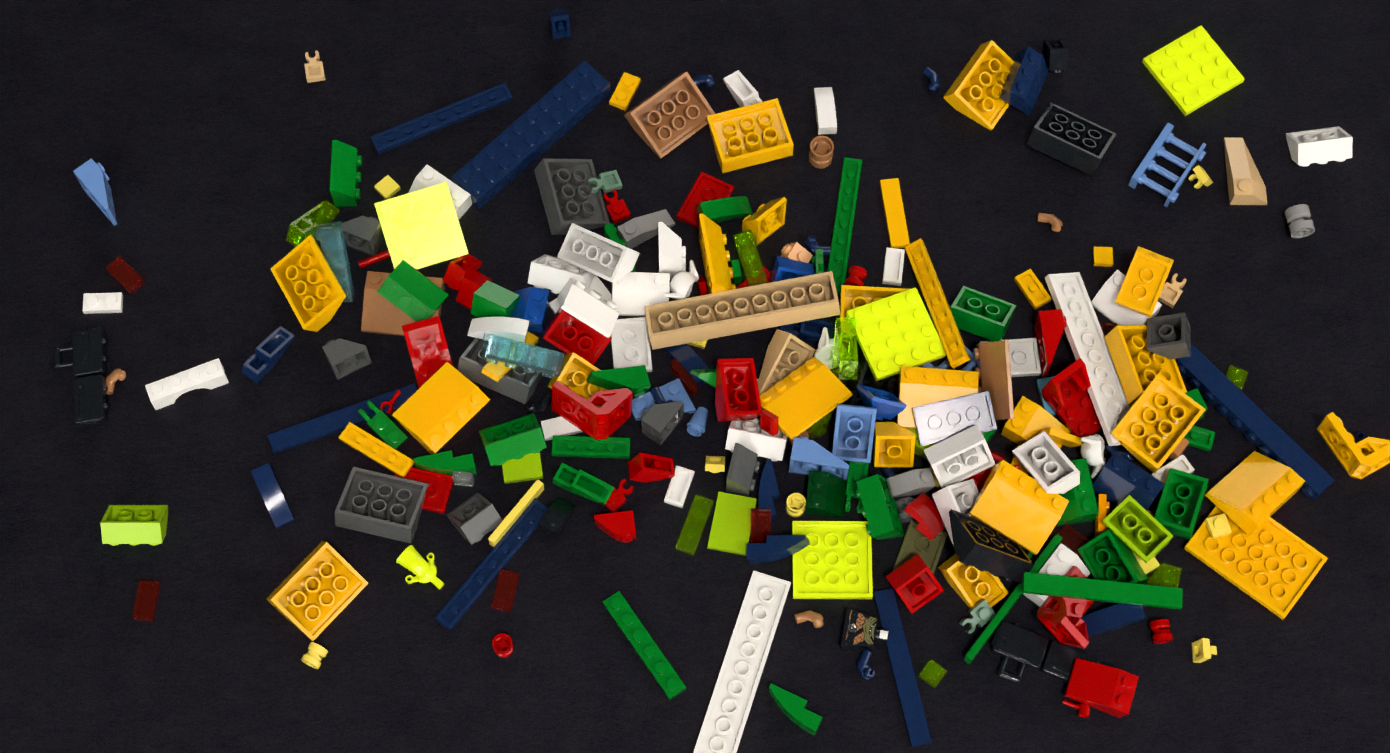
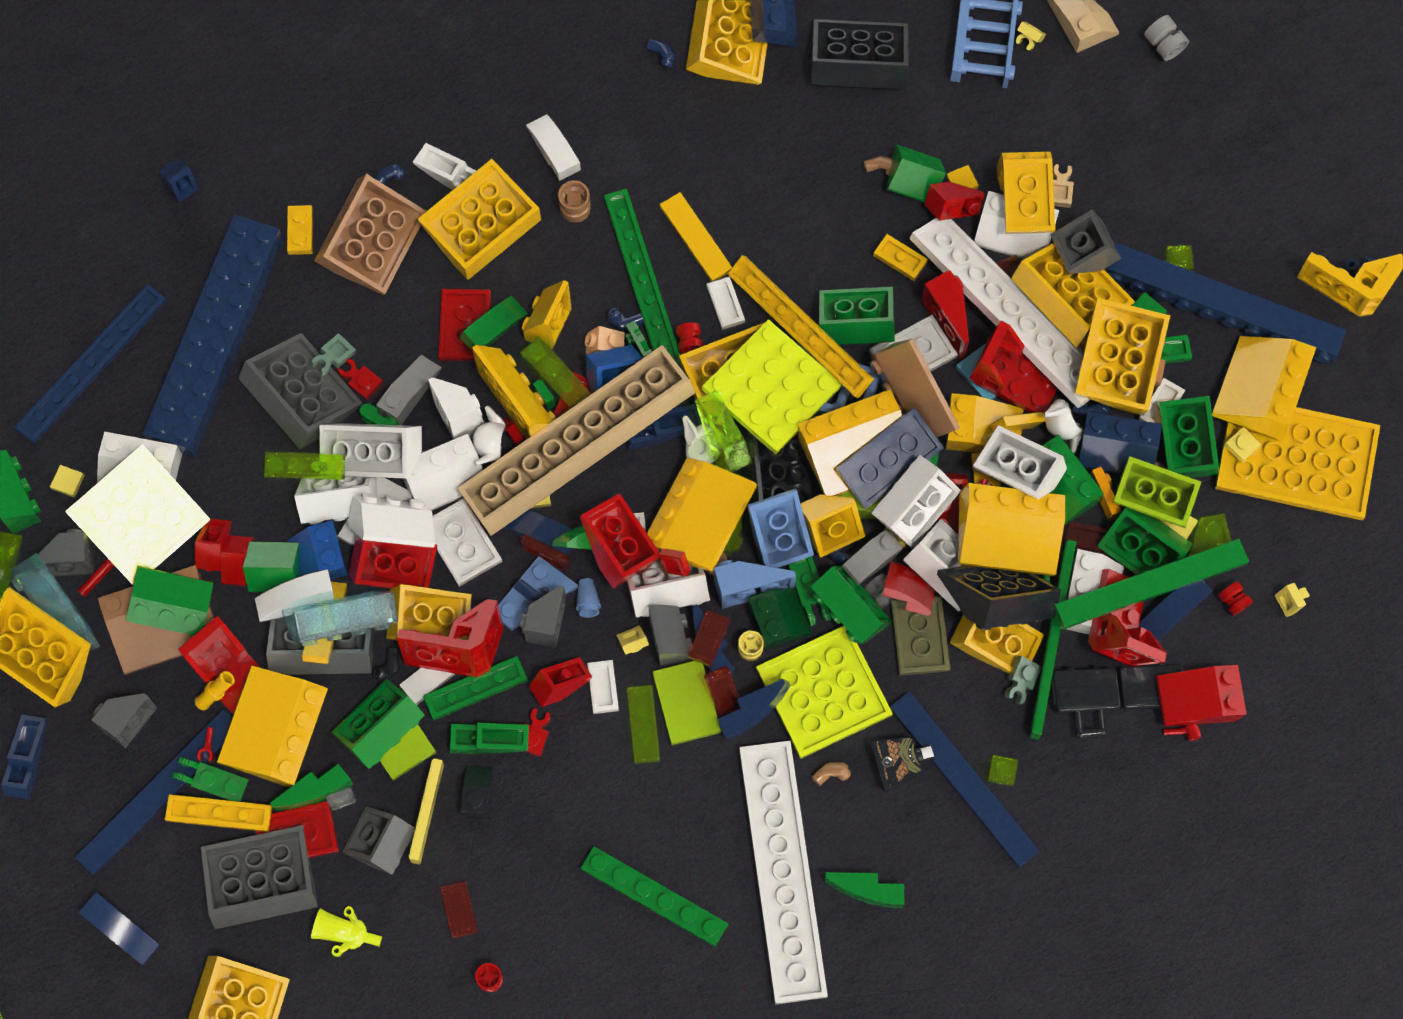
camera: 25 degrees left, 5 degrees up
(414, 367) = (214, 690): none -> yellow pin
(491, 565) = (427, 886): dark blue tile -> none
(548, 245) = (304, 466): none -> clear neon green slope
(617, 525) = (554, 768): red slope -> none
(633, 378) = (483, 584): green slope -> none
(767, 485) = (709, 638): none -> clear red tile
(782, 357) = (650, 476): tan wedge -> none
(863, 666) = (920, 800): dark blue arm -> none
(886, 402) = (795, 474): blue slope -> none
(914, 583) = (933, 674): red slope -> none
(1070, 237) = (913, 173): none -> green slope
(1089, 266) = (953, 200): none -> red slope

